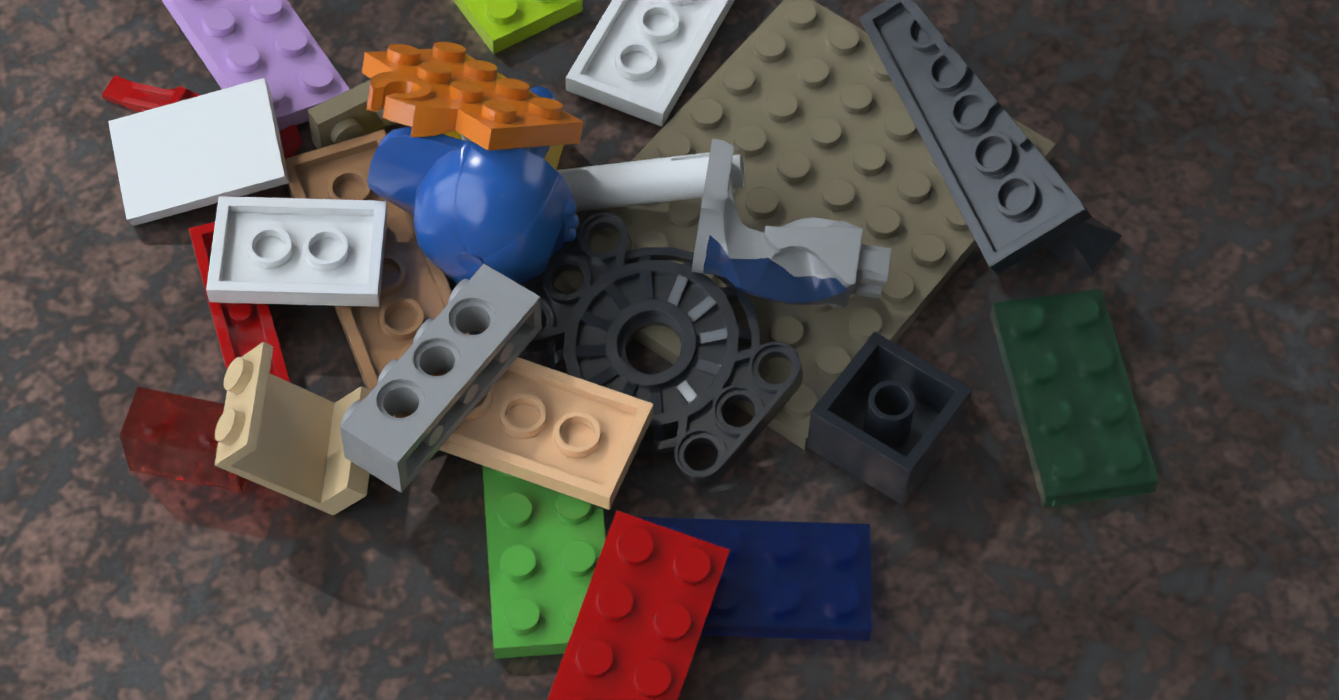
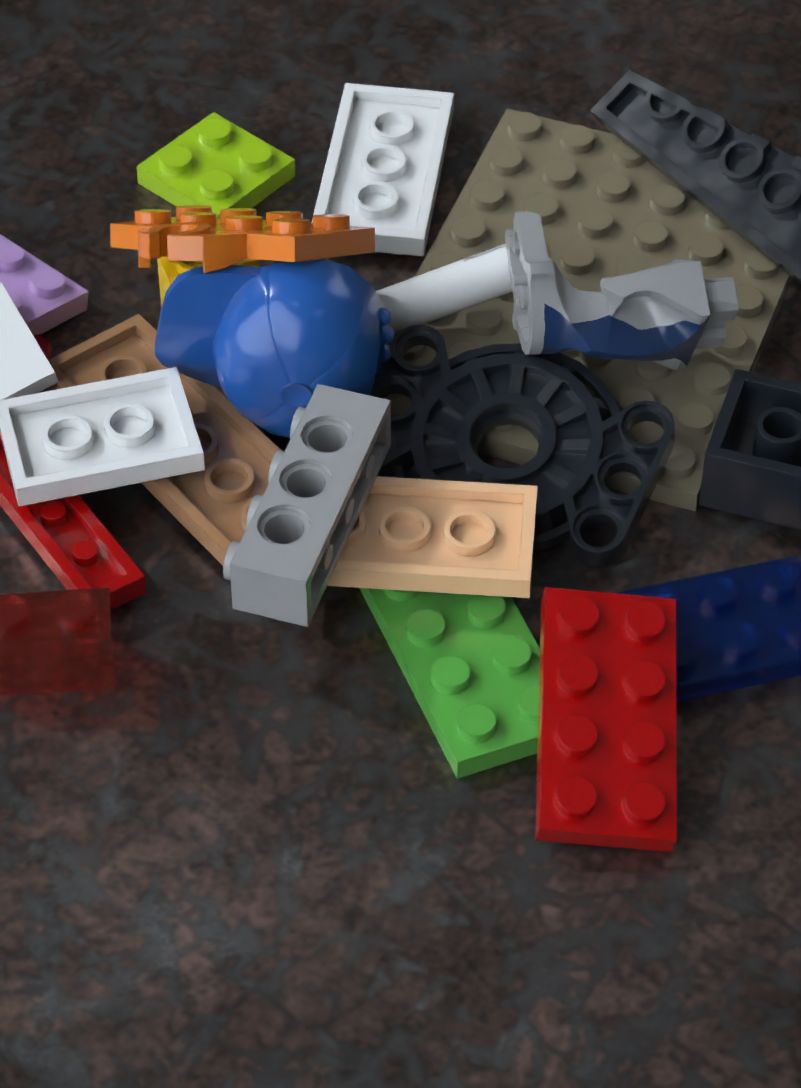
camera: 15 degrees left, 10 degrees down
(286, 436) = (162, 611): tan panel -> none
(344, 117) = (106, 301): dark tan plate -> none

